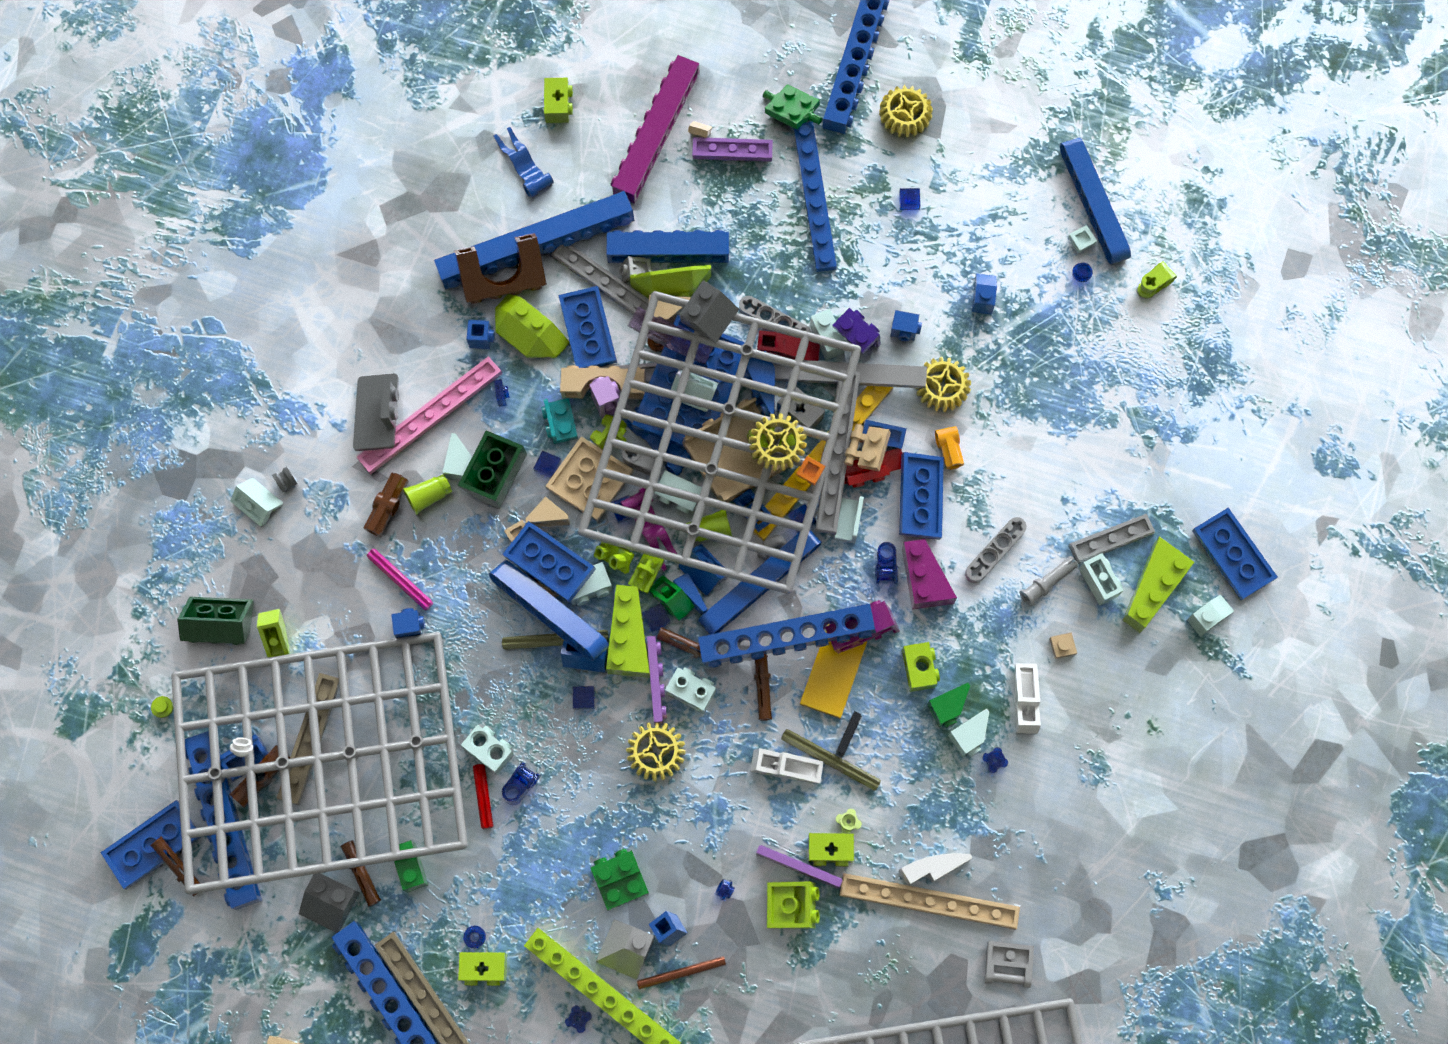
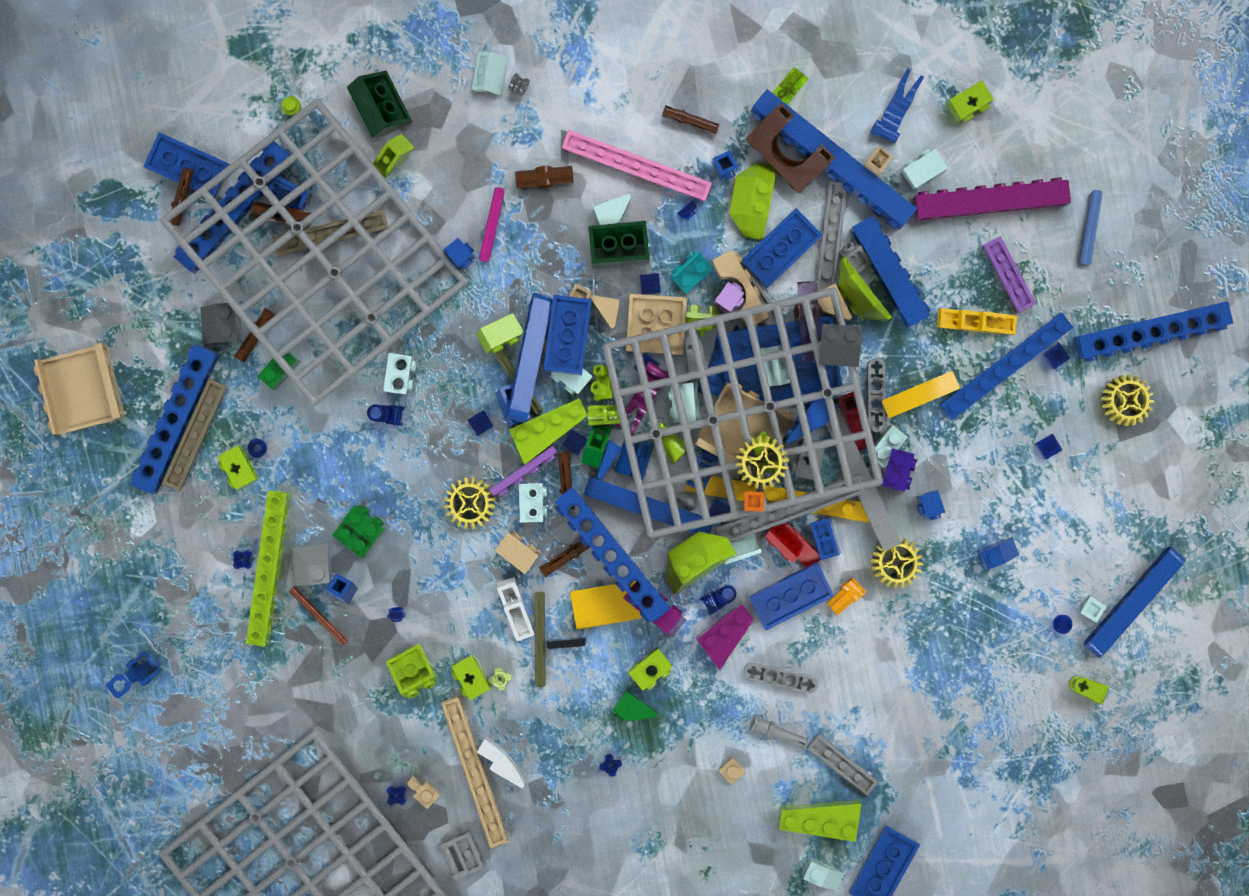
camera: 55 degrees right, 15 degrees up
(241, 747) = (288, 190): white plate -> none
(376, 412) = (613, 122): dark grey bracket -> none
(410, 350) = (689, 119): none -> reddish brown pin
(427, 493) = (571, 204): lime plant -> none
(443, 240) = (790, 85): none -> clear neon green tile
(482, 796) = (362, 391): red axle -> none
(508, 627) = (500, 333): none -> lime brick
(560, 203) = (878, 161): none -> tan slope
(592, 169) = (924, 169): none -> light aqua brick
(699, 129) = (1011, 237): tan tile -> none
(731, 730) = (517, 552): none -> tan brick
(732, 62) = (1091, 227): none -> medium blue axle
(758, 199) = (977, 321): none -> yellow slope
(792, 106) = (1076, 302): plate -> none
(796, 280) = (920, 394): none -> yellow slope
(799, 866) = (444, 660): medium lavender tile -> none
(830, 149) = (1056, 356): none -> clear blue plate
(835, 563) = (696, 559): none -> lime wedge
(873, 449) = (806, 538): tan plate -> none
(917, 995) = (396, 800): none -> clear blue plate
(924, 964) = (425, 793): none -> tan plate
(970, 734) = (619, 736): light aqua slope -> none
(1027, 699) = (672, 764): white slope -> none
(1101, 579) = (801, 774): light aqua brick -> none

